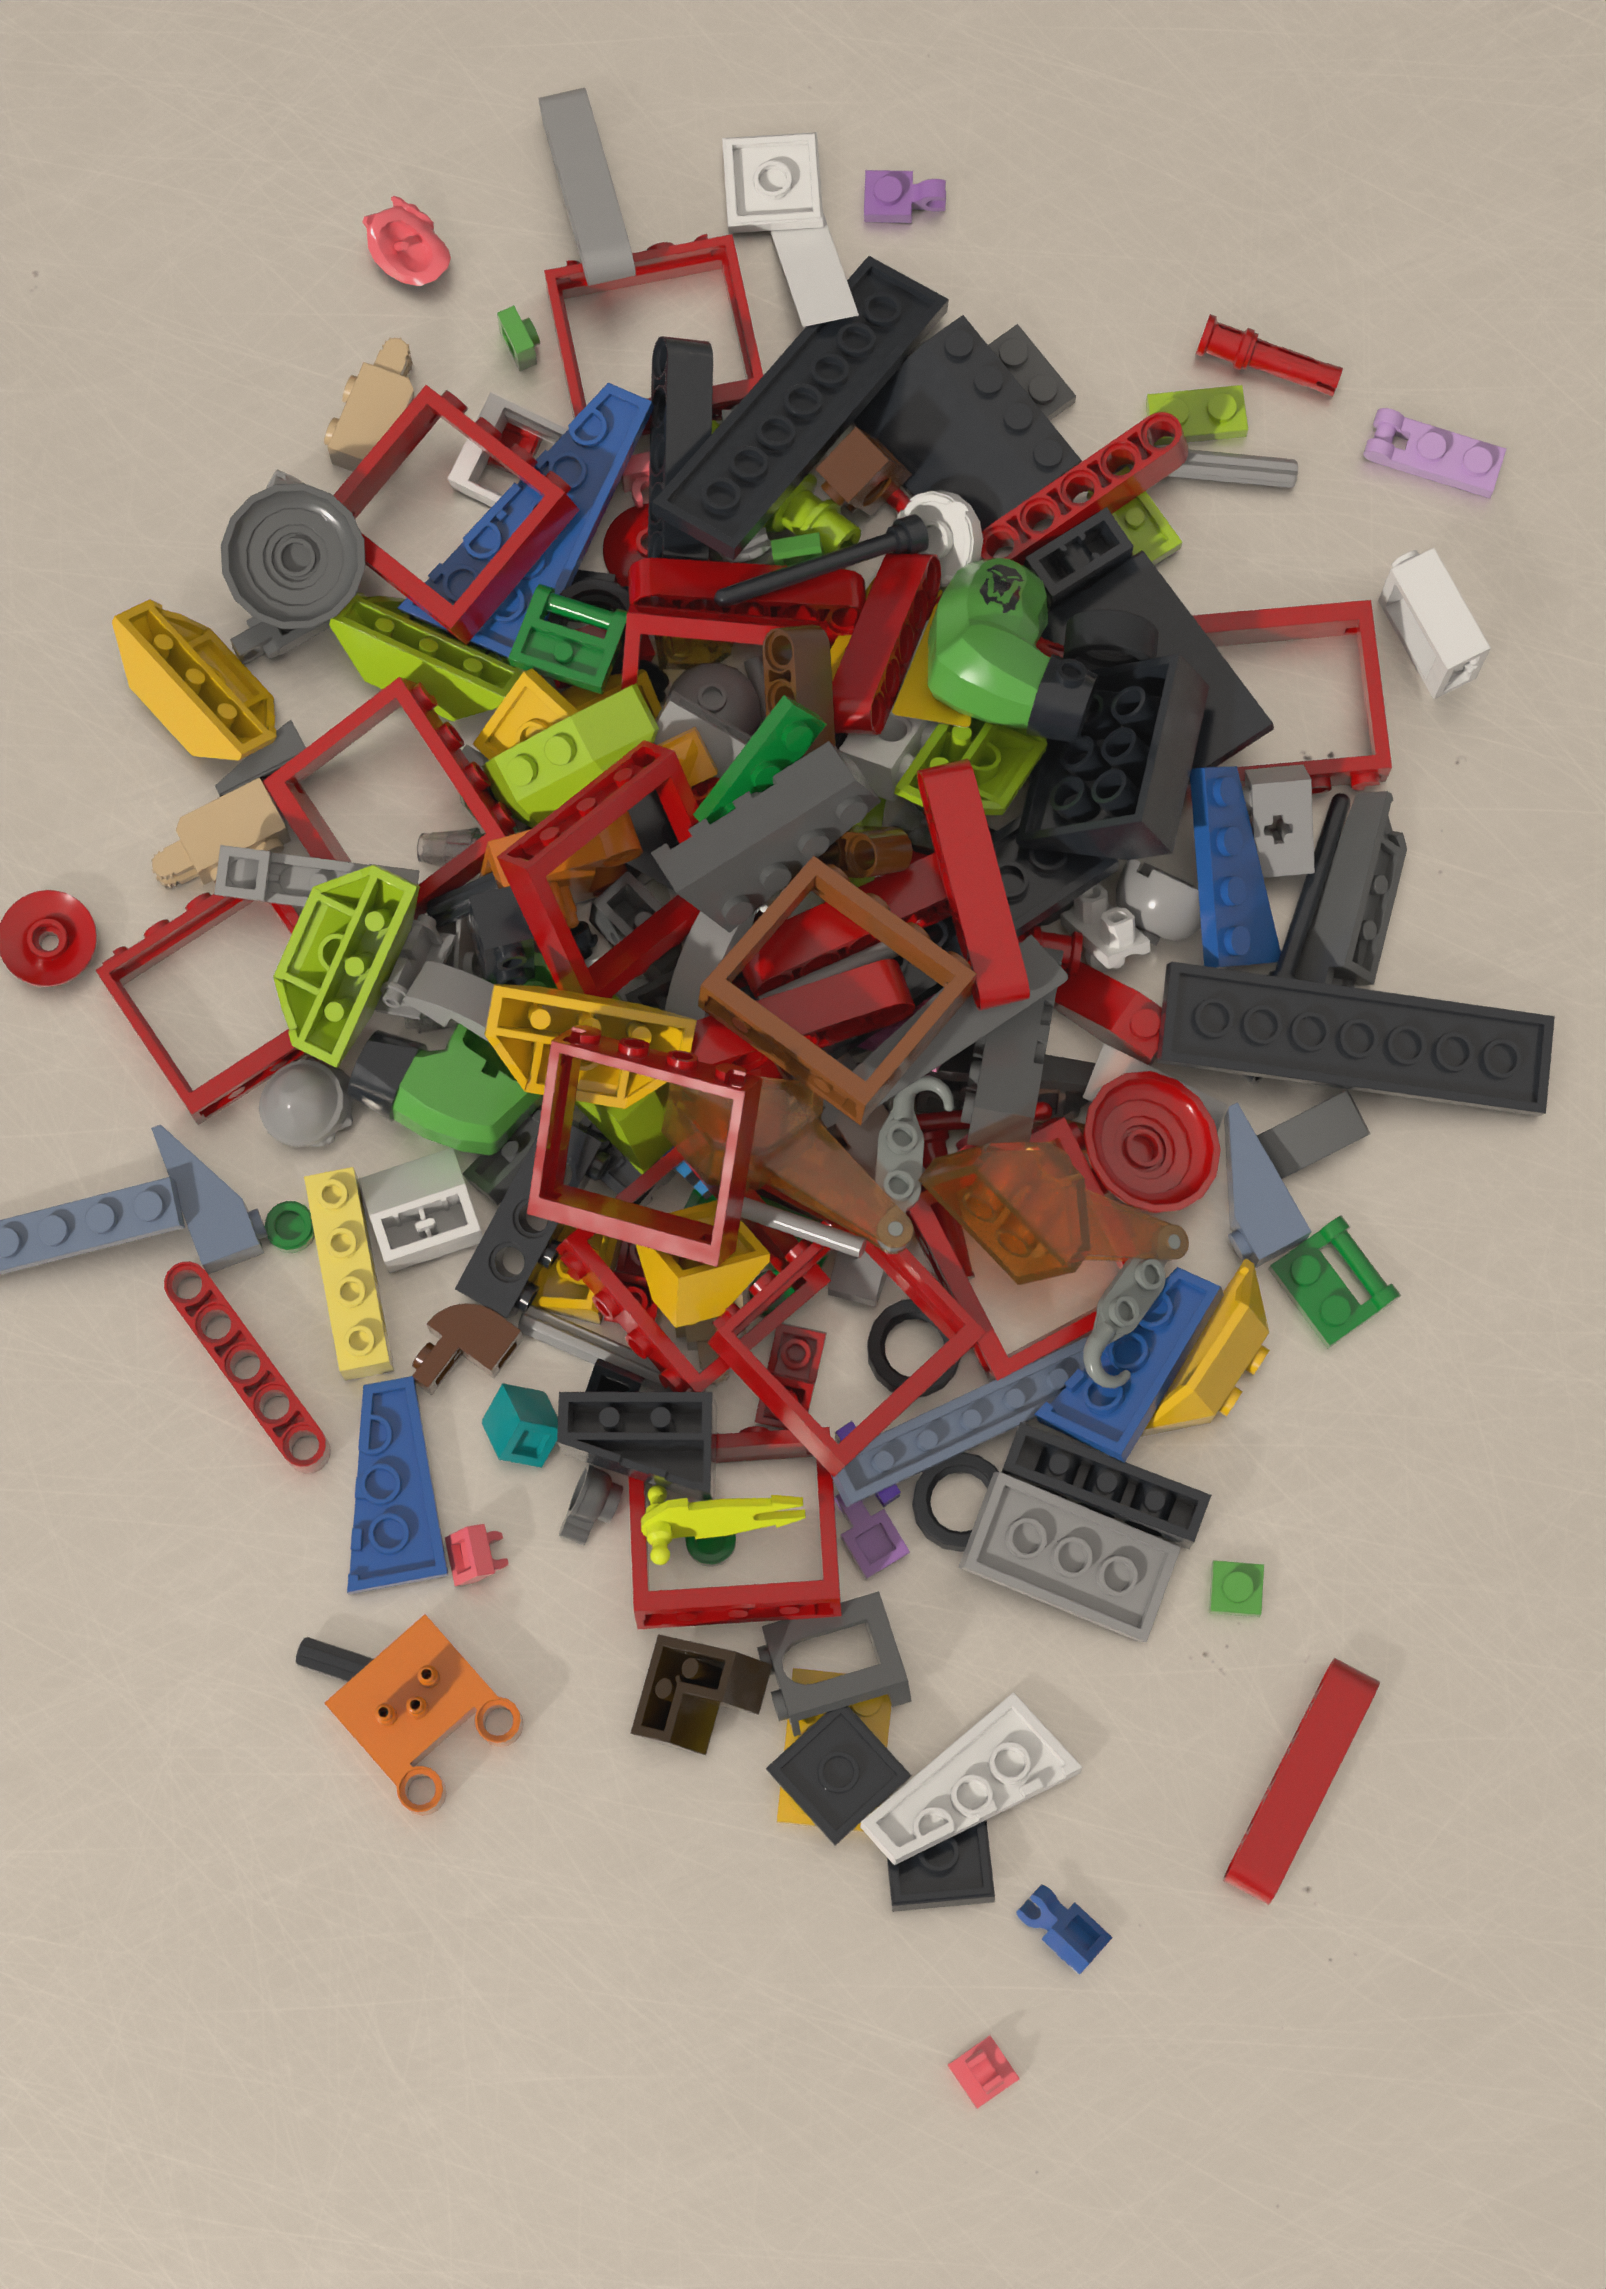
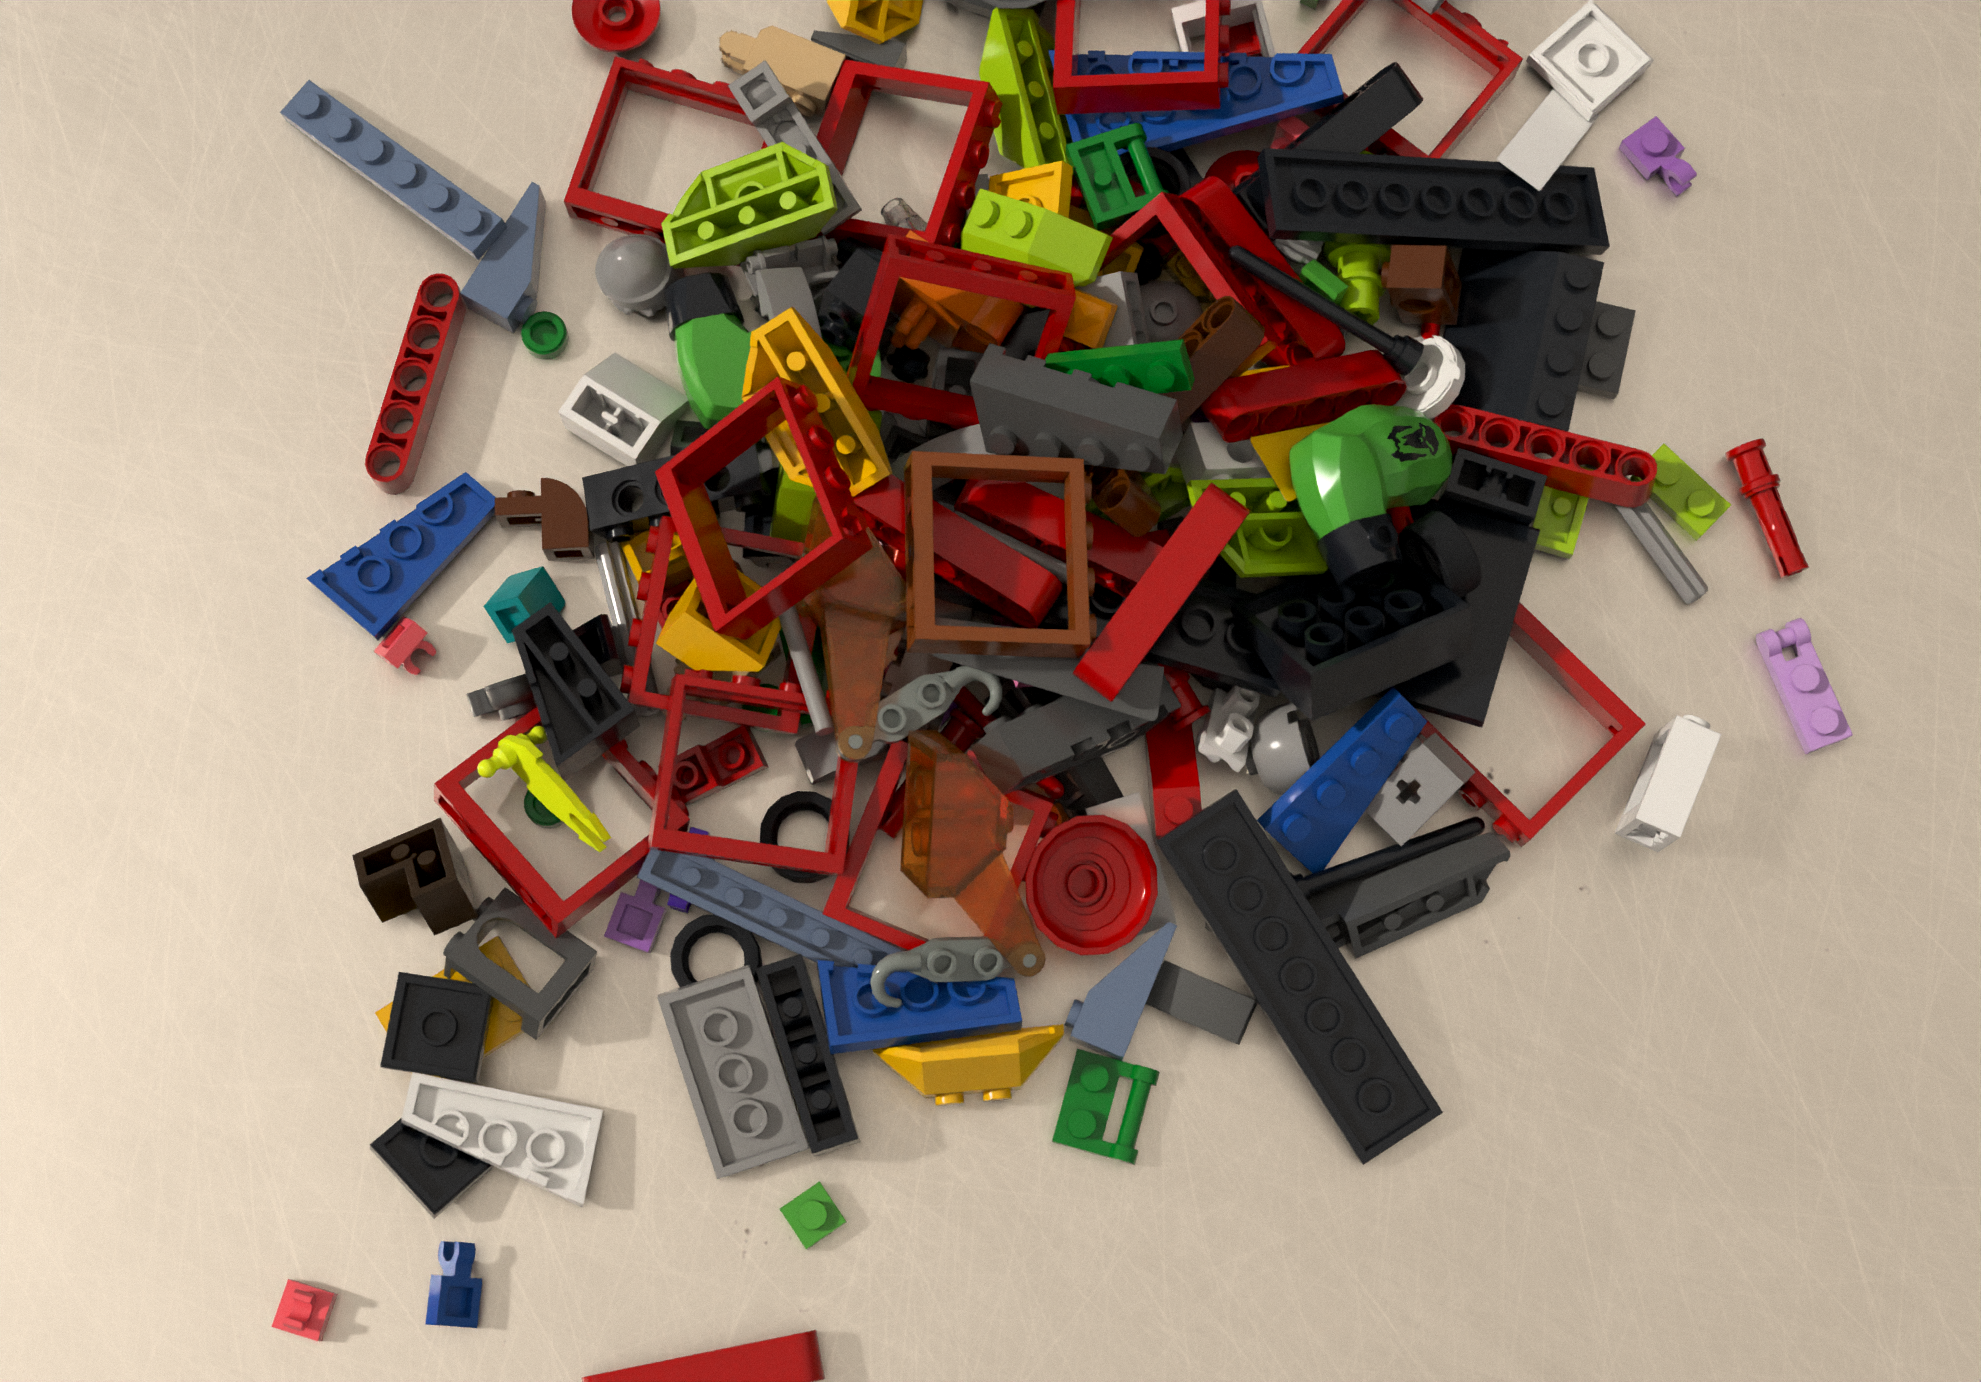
camera: 50 degrees right, 0 degrees up
(349, 1274) = (532, 401): light yellow brick -> none
(408, 1702) = (259, 685): orange piece -> none

